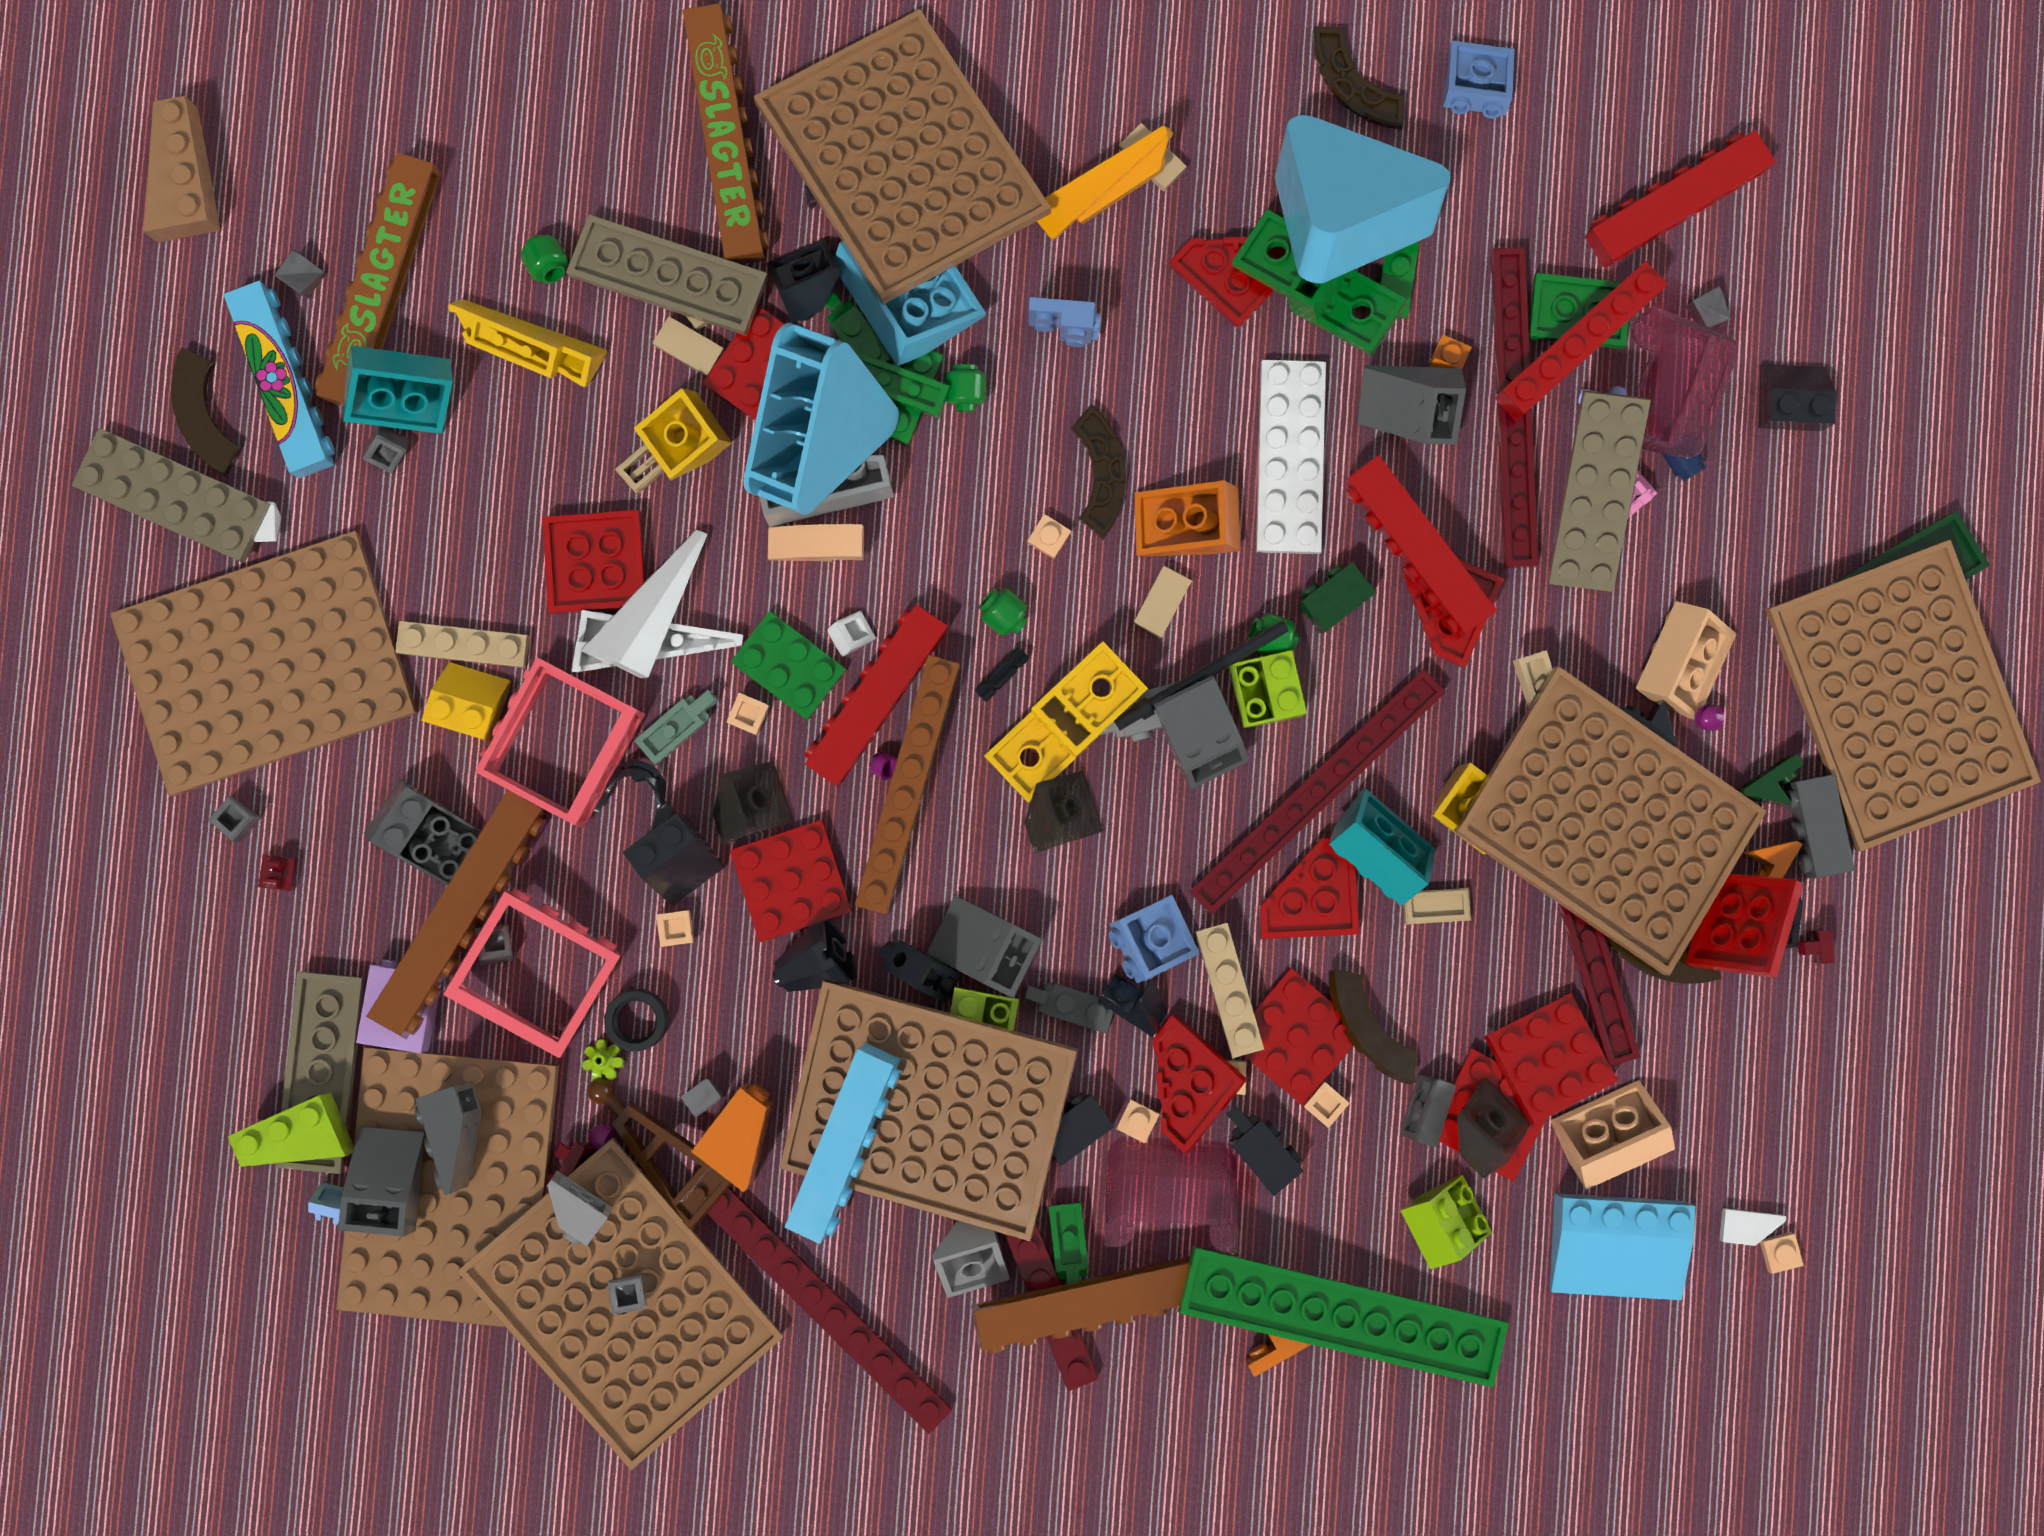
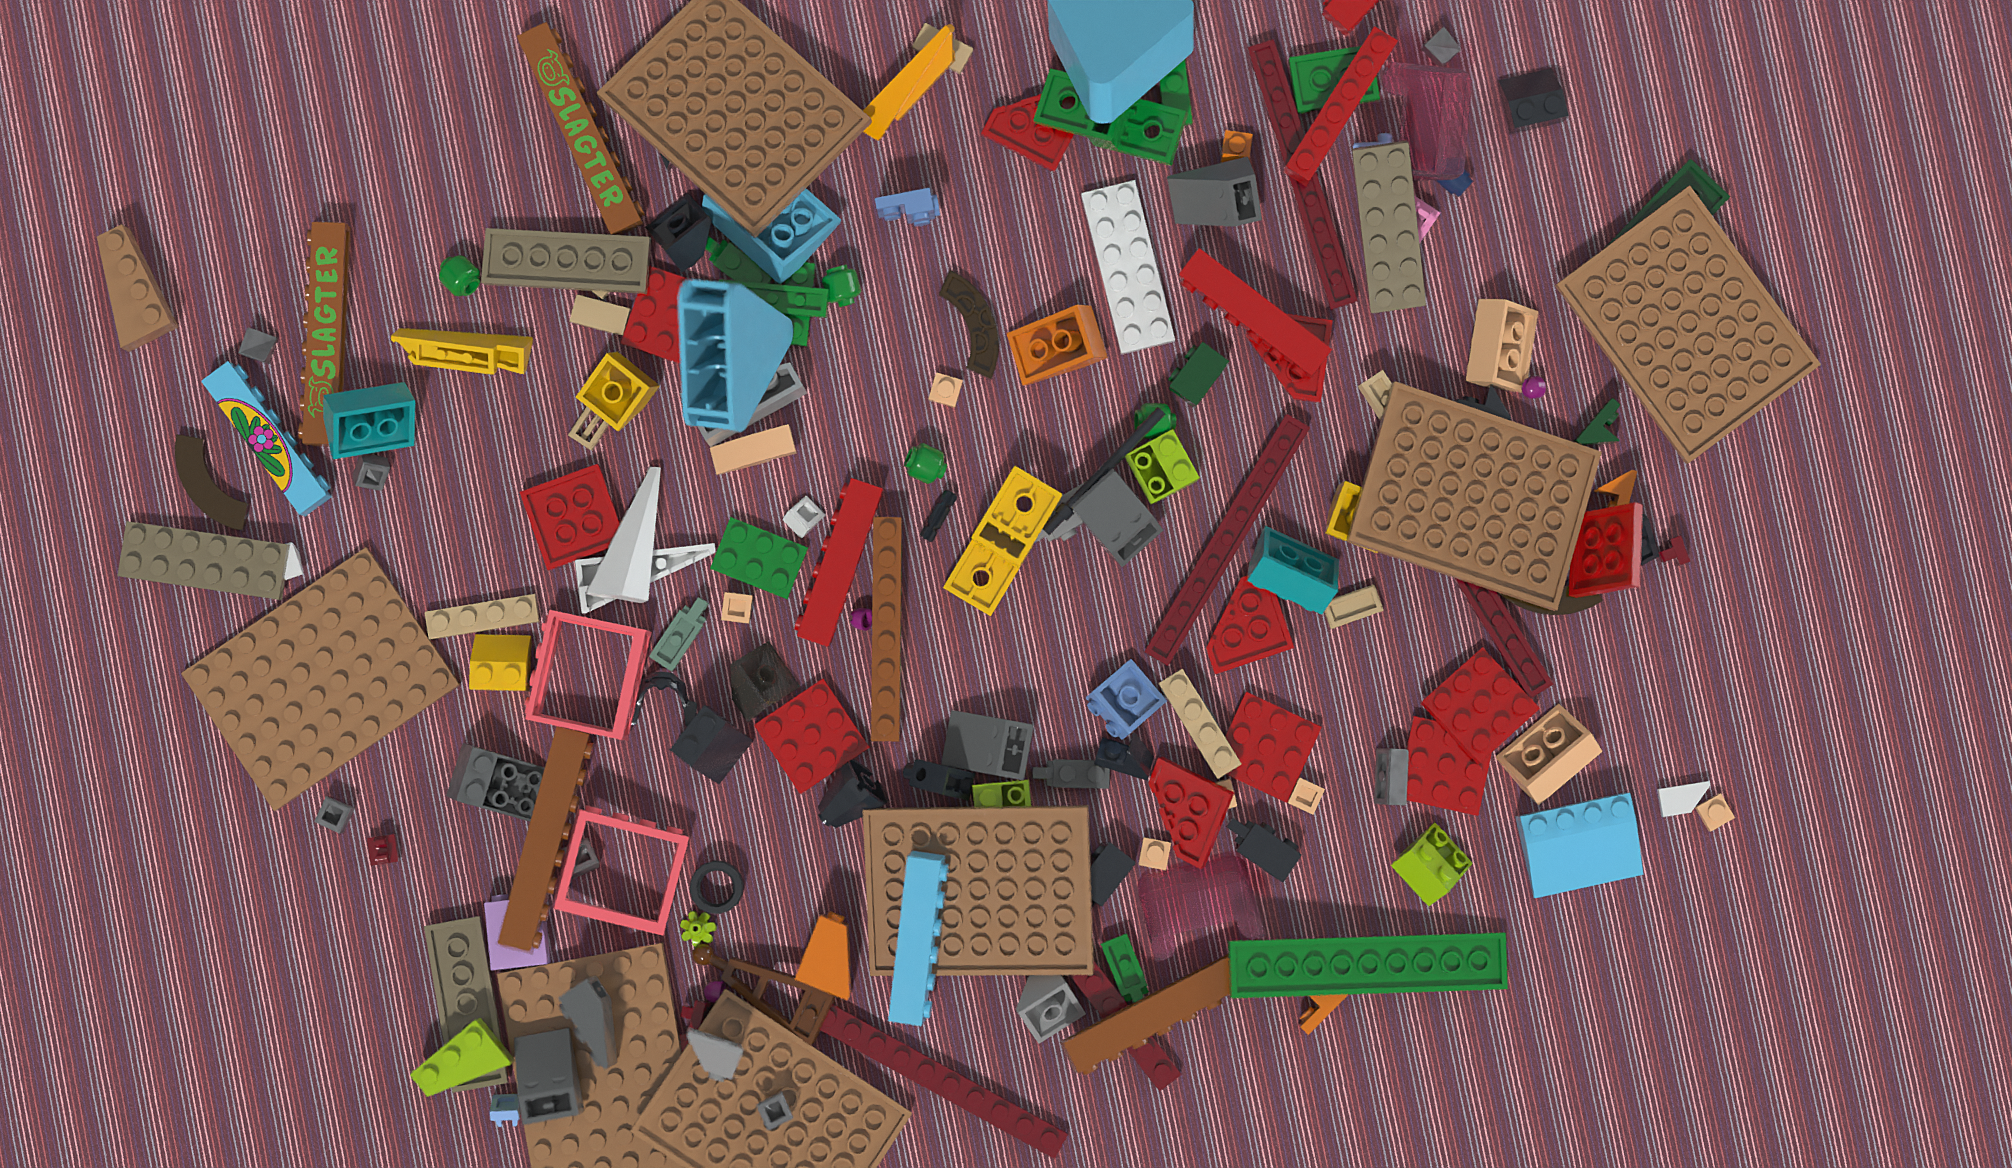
camera: 15 degrees left, 0 degrees up
(675, 928) = (727, 802): light nougat plate -> none
(702, 1097) = (789, 934): flat silver slope -> none
(1061, 812) = (1020, 616): clear smoke slope -> none
(1162, 601) = (1055, 418): tan tile -> none
(1364, 1031) = (1322, 728): dark brown tile -> none
(1489, 1129) = (1443, 777): clear smoke slope -> none
(1819, 827) = (1648, 452): dark grey brick -> none

